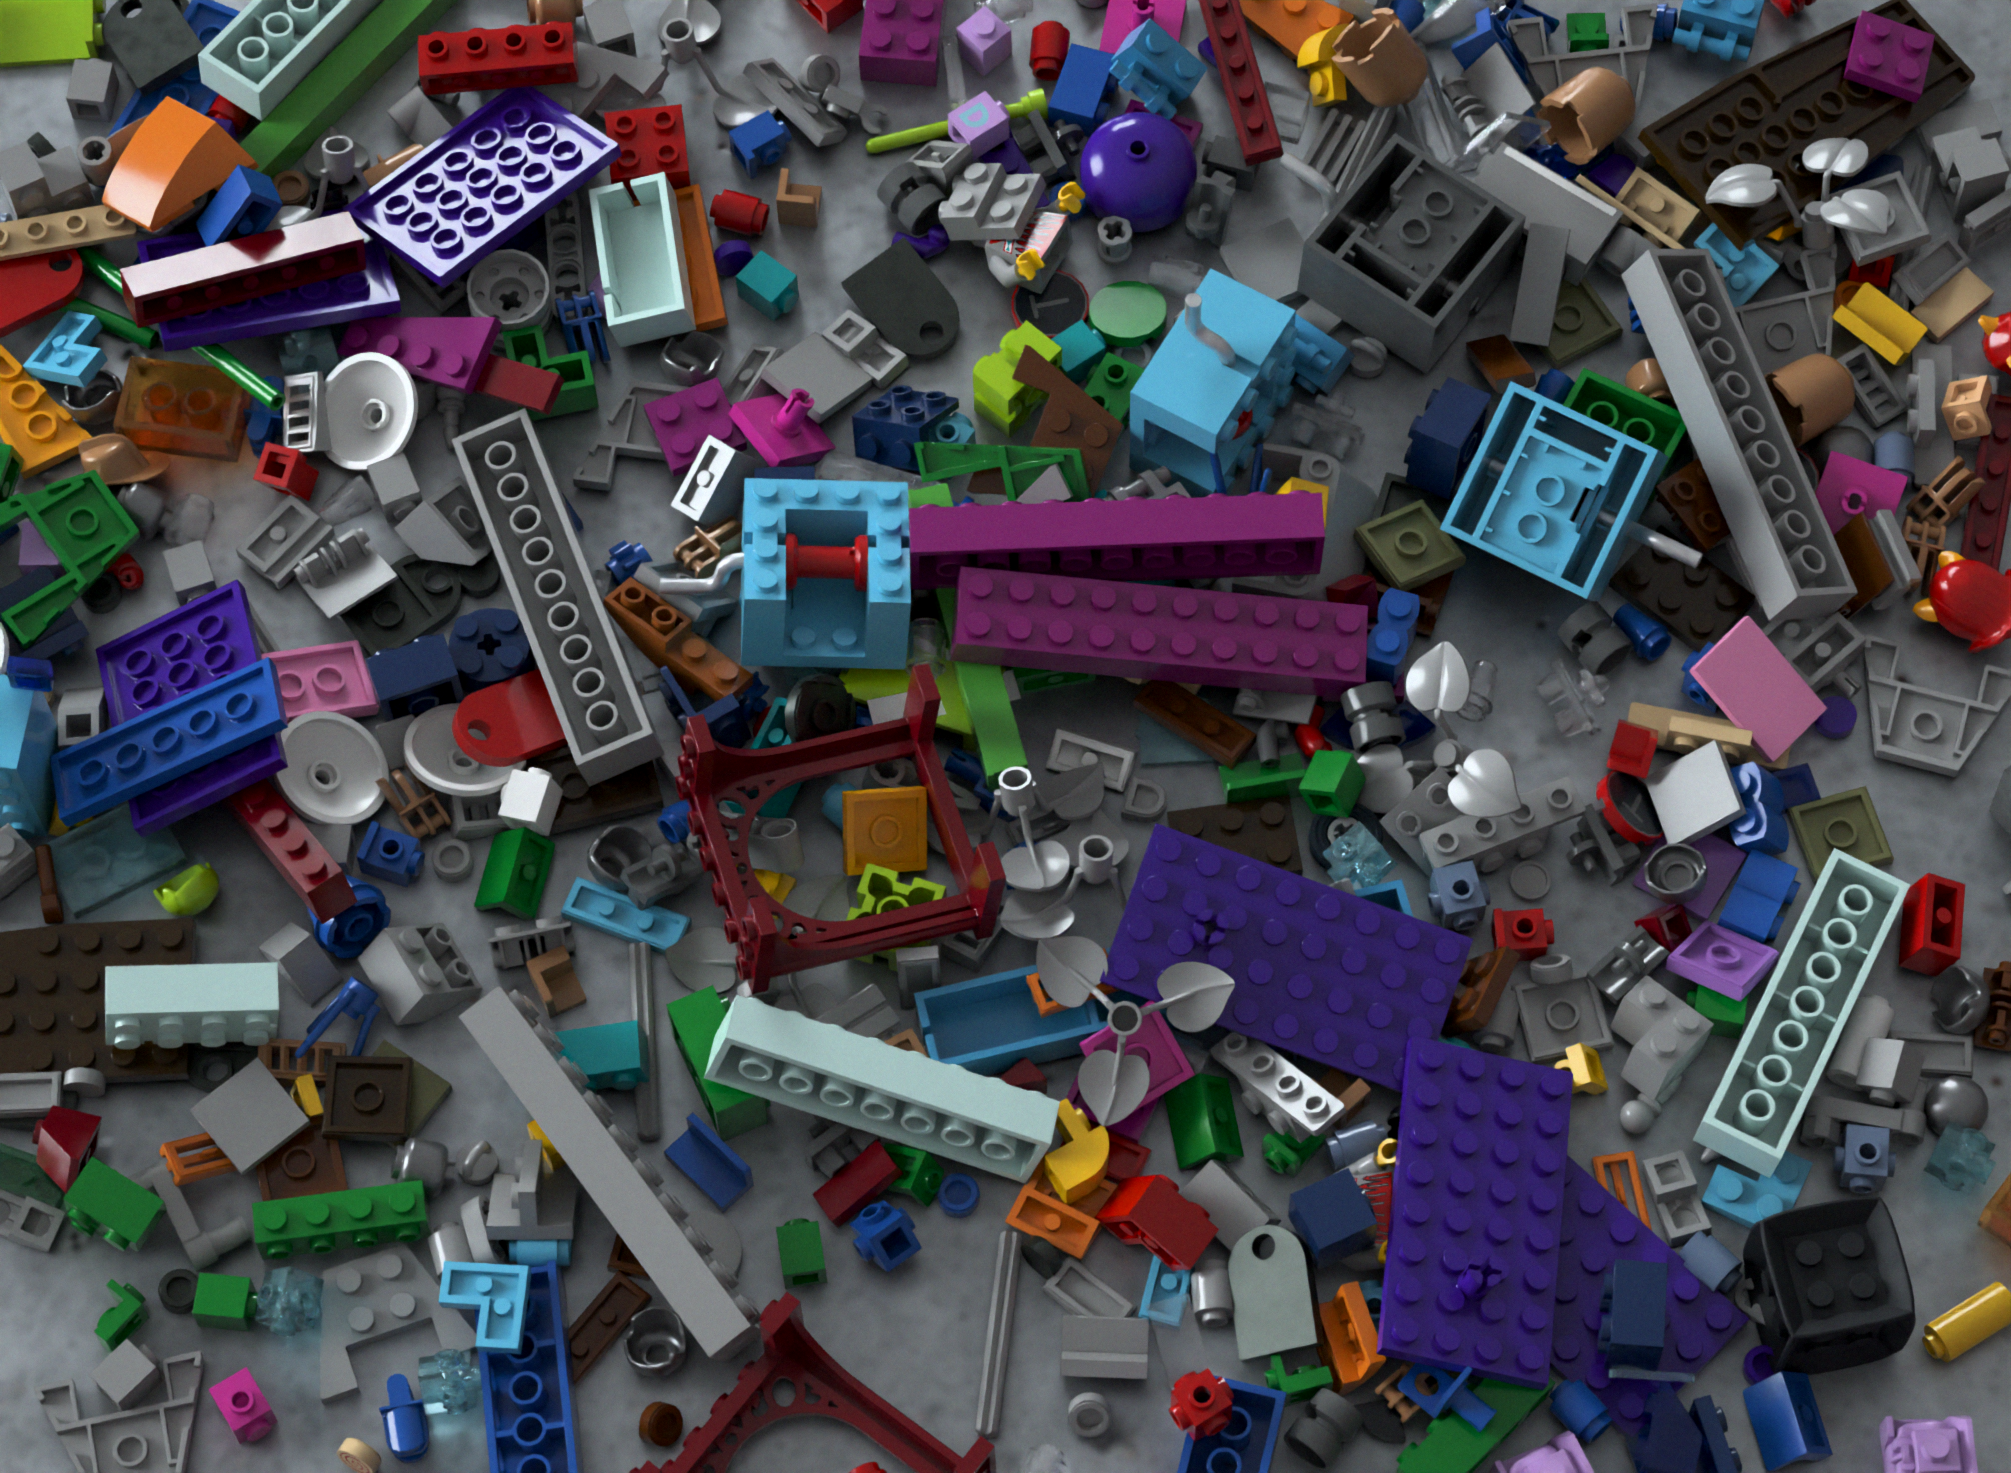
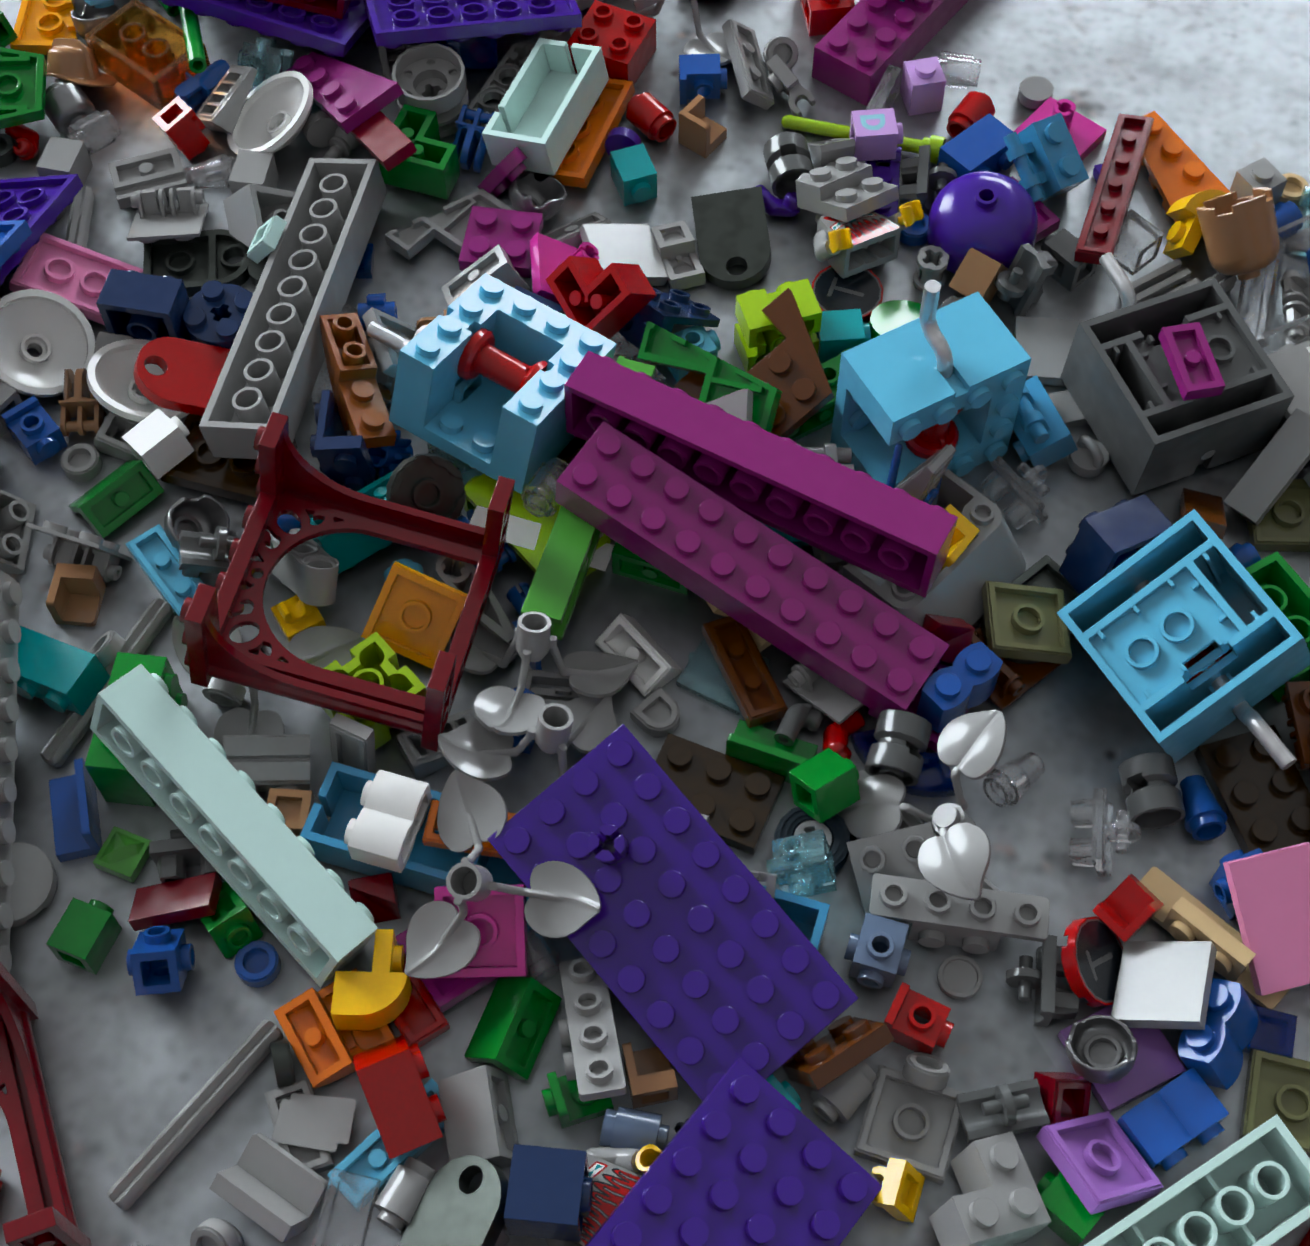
camera: 30 degrees right, 5 degrees down
(482, 548) = (266, 239): none -> light aqua tile
(623, 1009) = (107, 647): none -> light grey tile
(646, 353) = (509, 168): none -> magenta plate
(776, 1174) = (123, 854): none -> bright green tile
(842, 446) = (598, 296): none -> red brick
(1005, 1013) = (389, 820): none -> white brick
(1100, 1283) = (314, 1121): none -> light grey sticker
(1166, 229) = (977, 274): none -> medium nougat panel
(1250, 464) = (927, 474): none -> light grey slope
(1424, 232) = (1191, 361): none -> magenta plate

